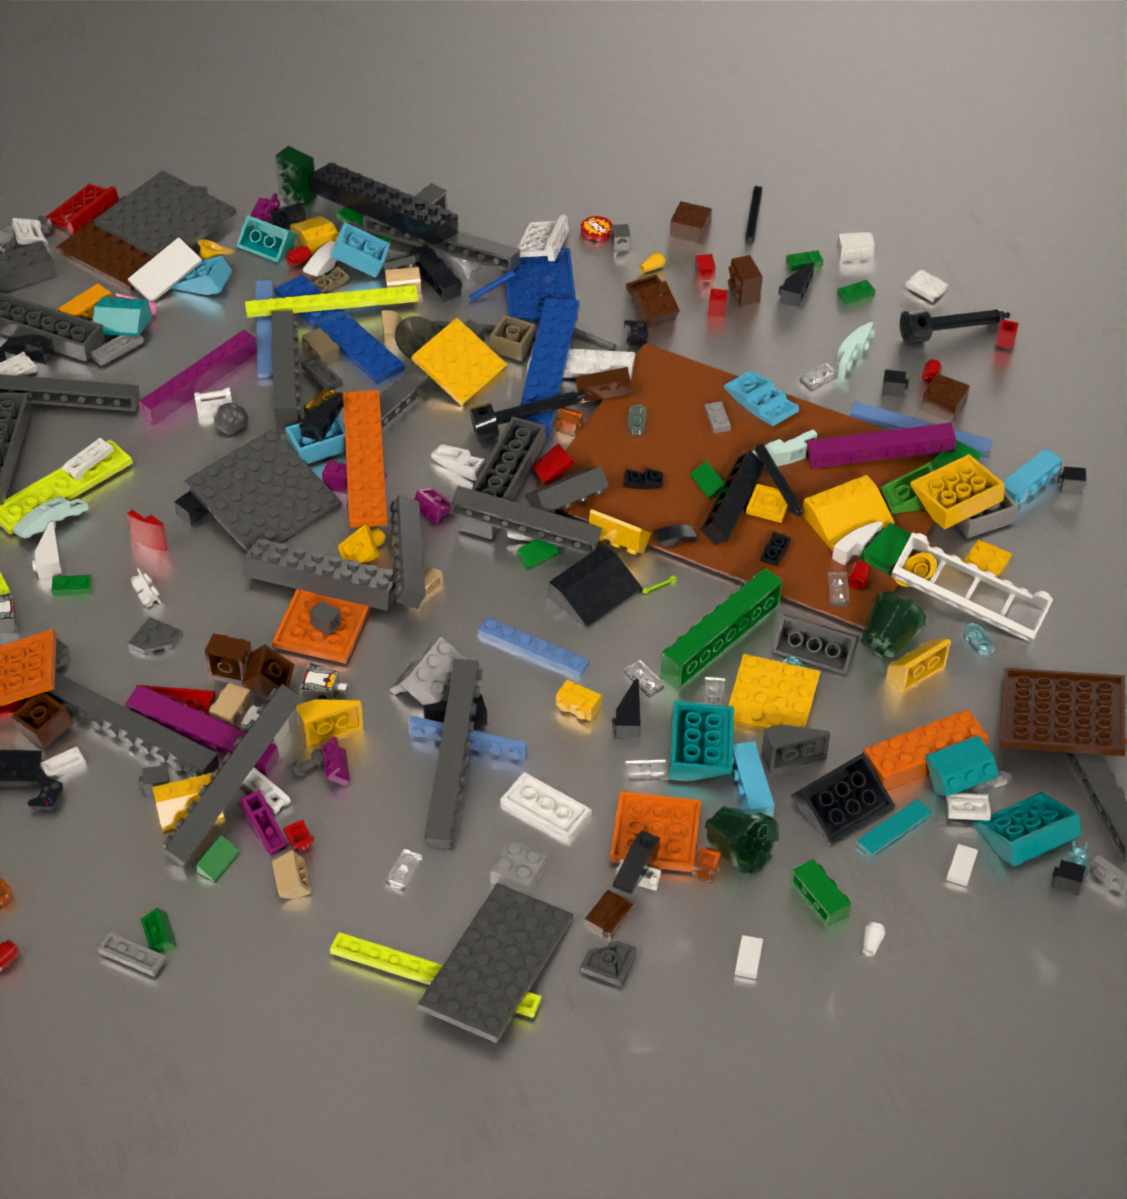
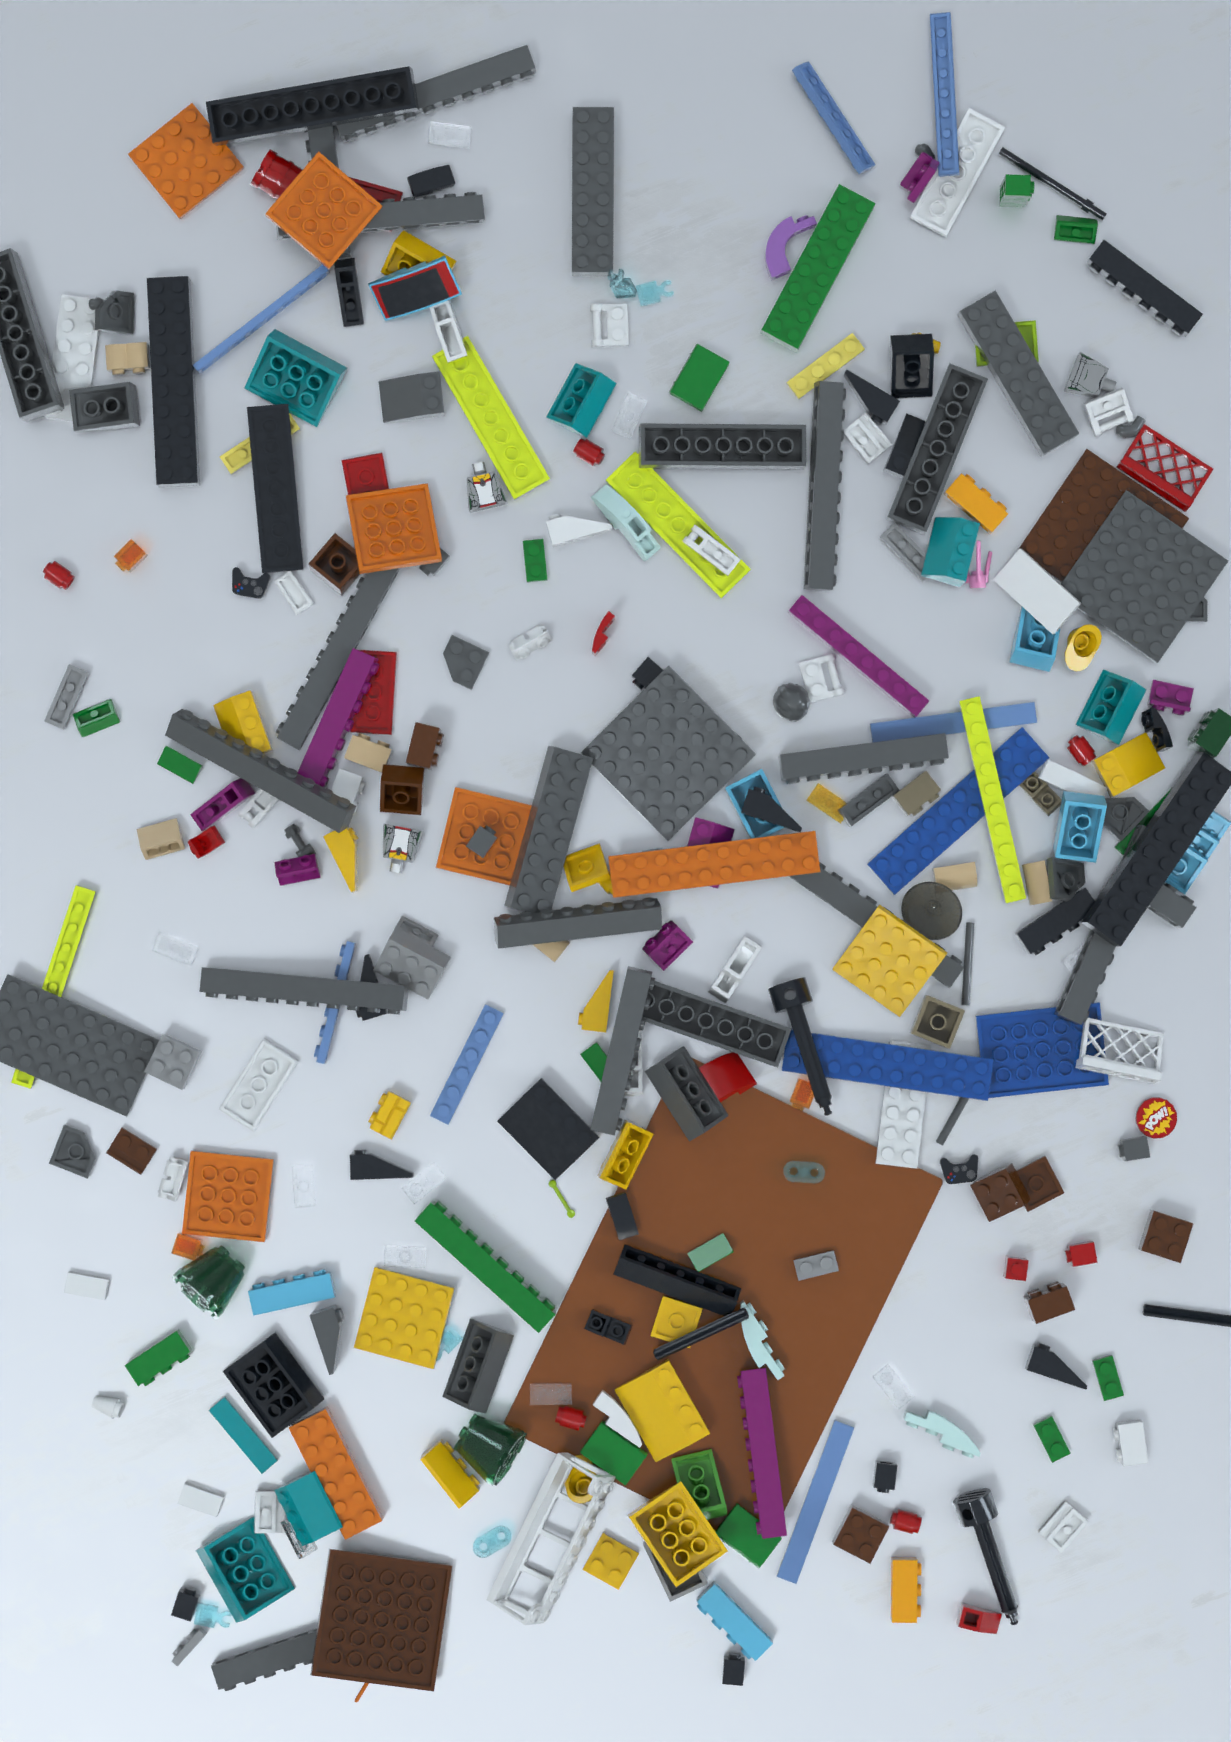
camera: 90 degrees right, 40 degrees up
(153, 777) = (270, 689): dark grey brick -> none
(486, 550) = (597, 1009): none -> yellow slope
(492, 285) = (1035, 992): blue bar -> none
(605, 384) = (858, 1132): reddish brown brick -> none
(637, 862) = (171, 1177): black slope -> none
(648, 480) = (710, 1179): black slope -> none
(654, 262) = (1089, 1189): yellow cone -> none
(700, 741) = (334, 1242): teal slope -> none
(761, 398) = (847, 1317): medium azure slope -> none
(989, 374) = (905, 1589): none -> light orange brick

